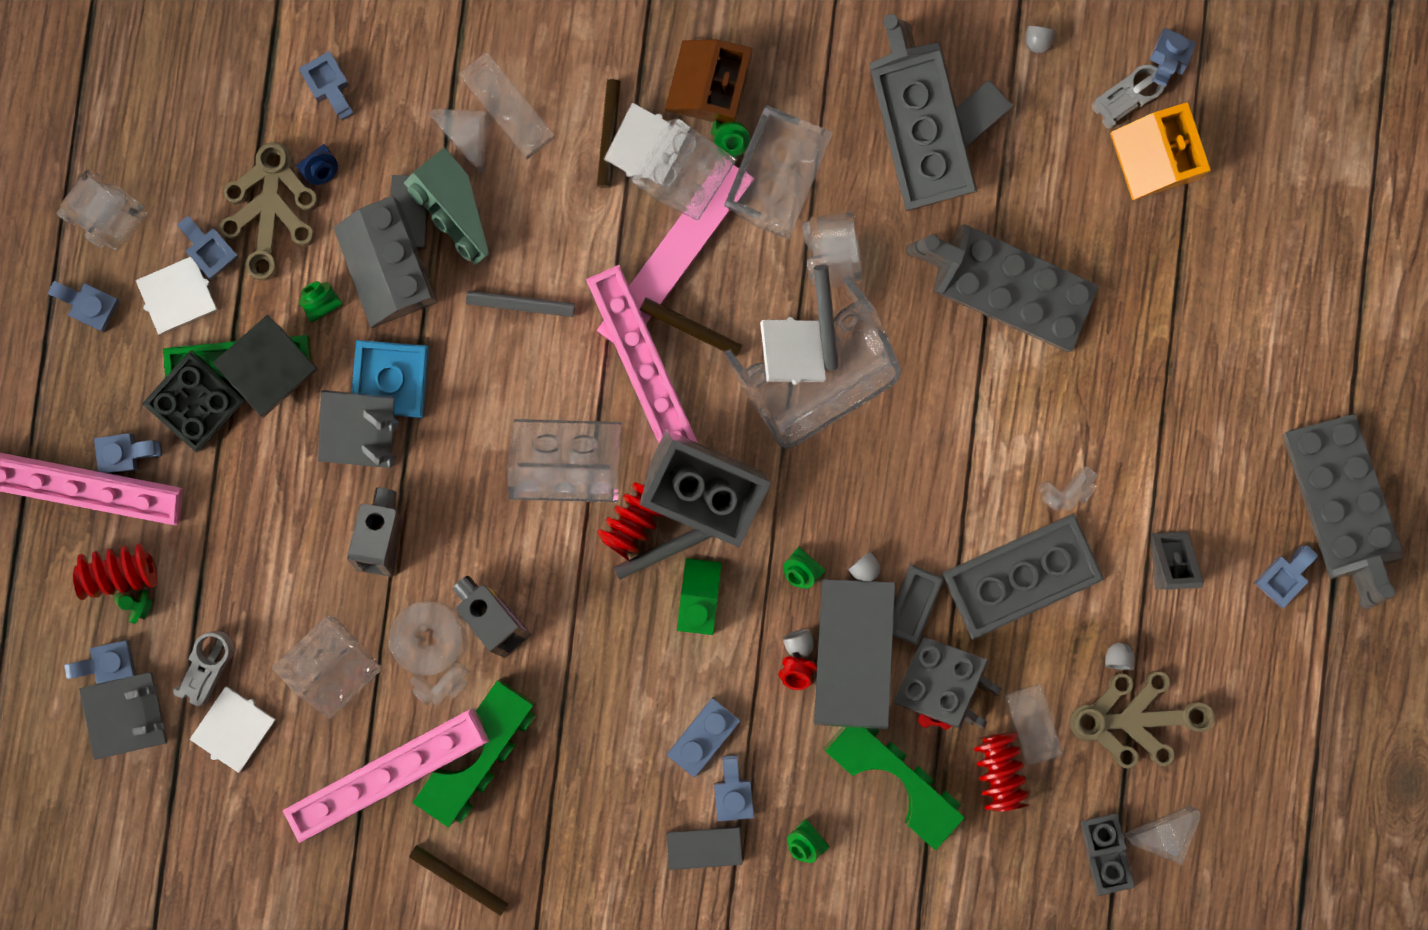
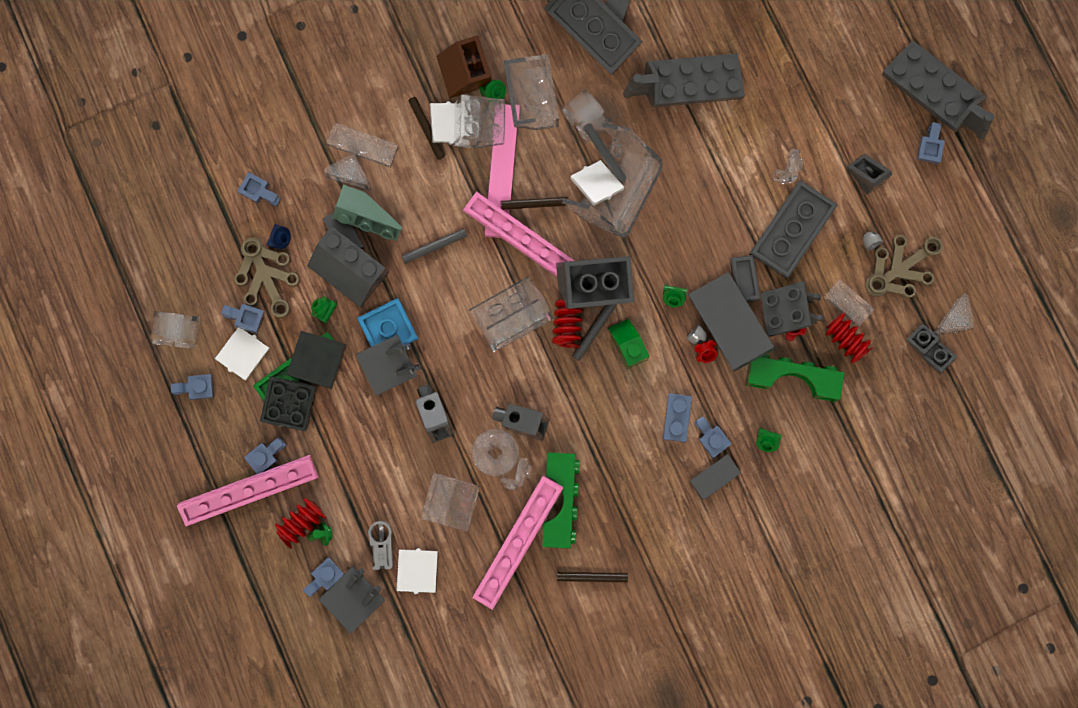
camera: 30 degrees left, 5 degrees down
(866, 568) = (708, 274): light grey hinge -> none

